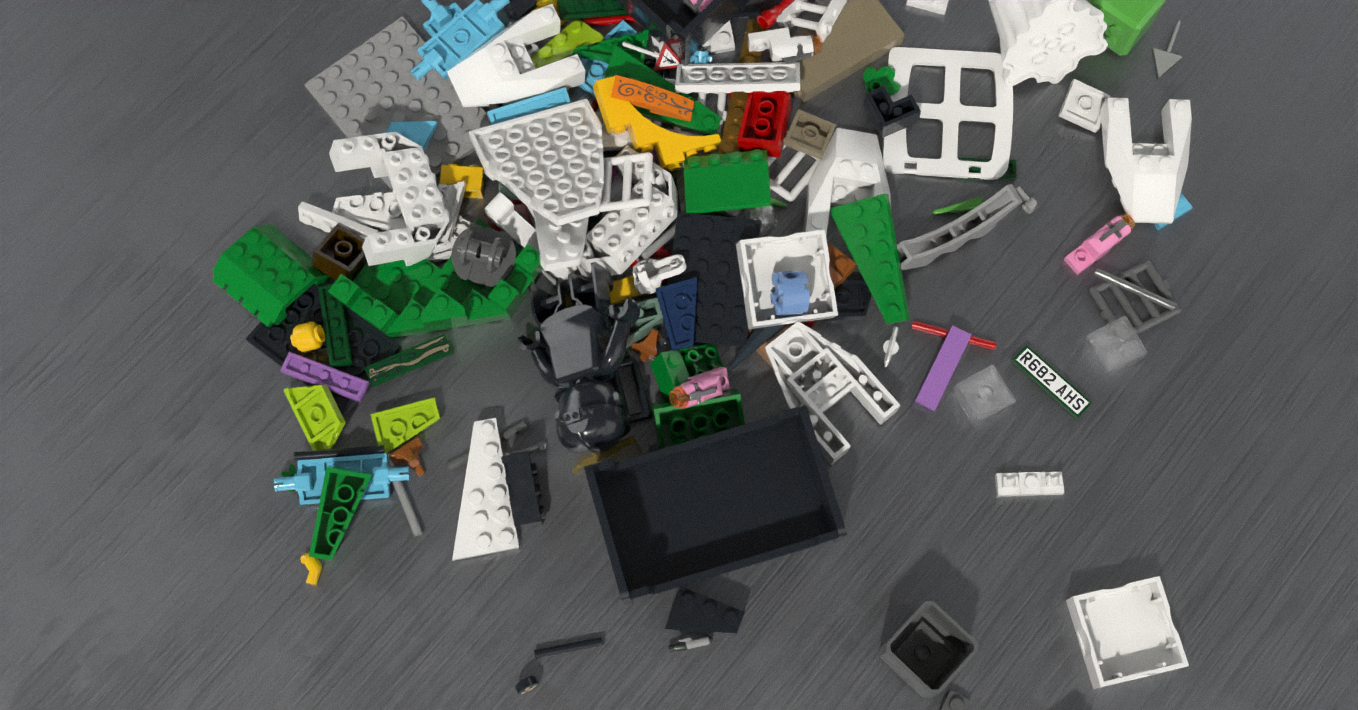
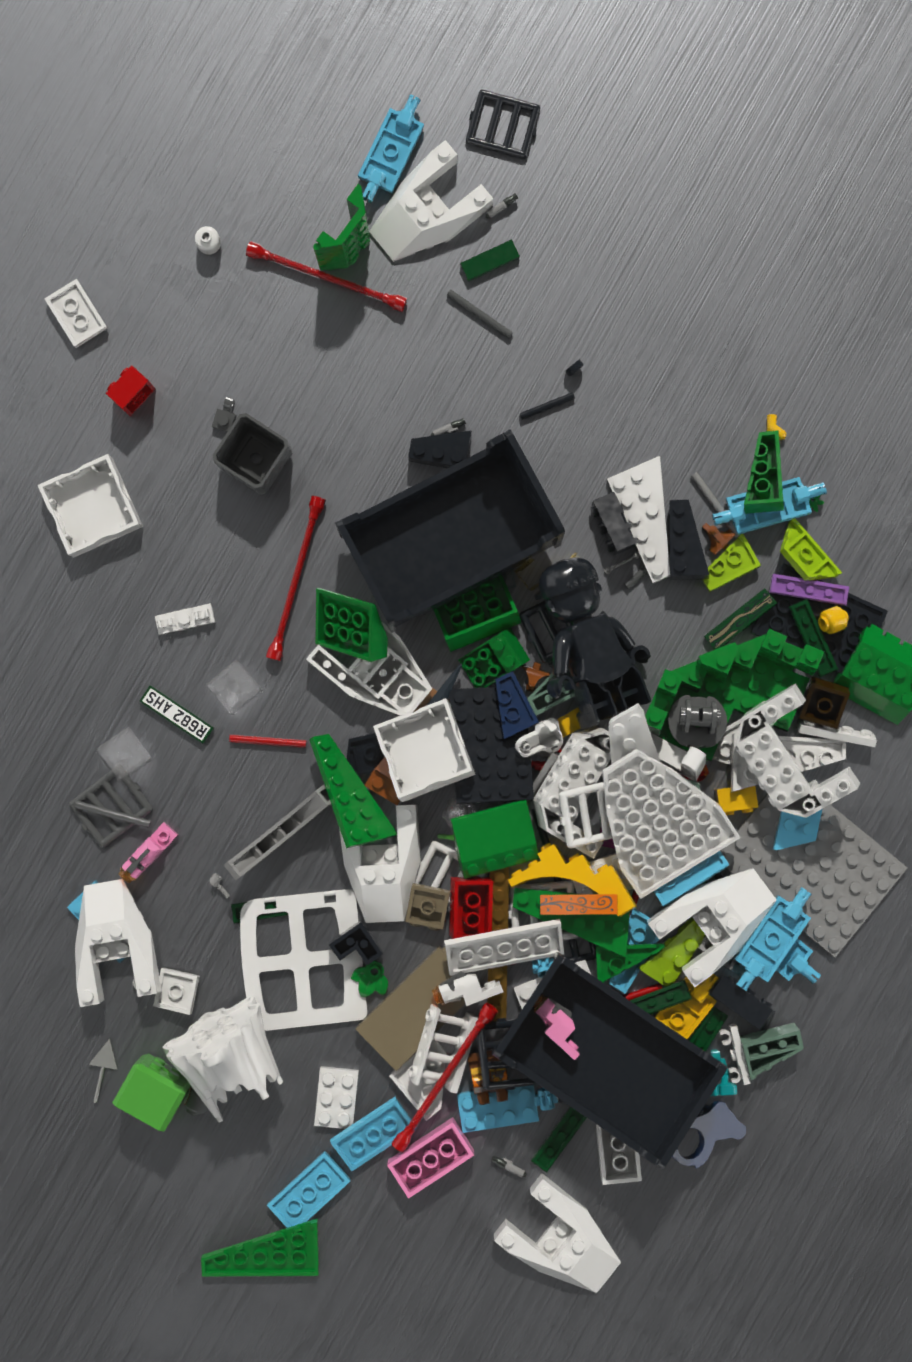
camera: 175 degrees right, 15 degrees up
(342, 452) = (777, 526): black bar -> none
(449, 448) = (686, 552): none -> black wedge
(665, 59) = (577, 957): piece -> none
(700, 388) = (480, 638): bright pink plate -> none
(790, 293) = (418, 735): medium blue brick -> none
(847, 422) = (349, 626): none -> green slope
(861, 579) = (315, 507): none -> red hose
(890, 346) = (322, 718): white piece -> none
(943, 368) = (273, 706): medium lavender tile -> none
(963, 207) = (267, 868): bright green piece -> none

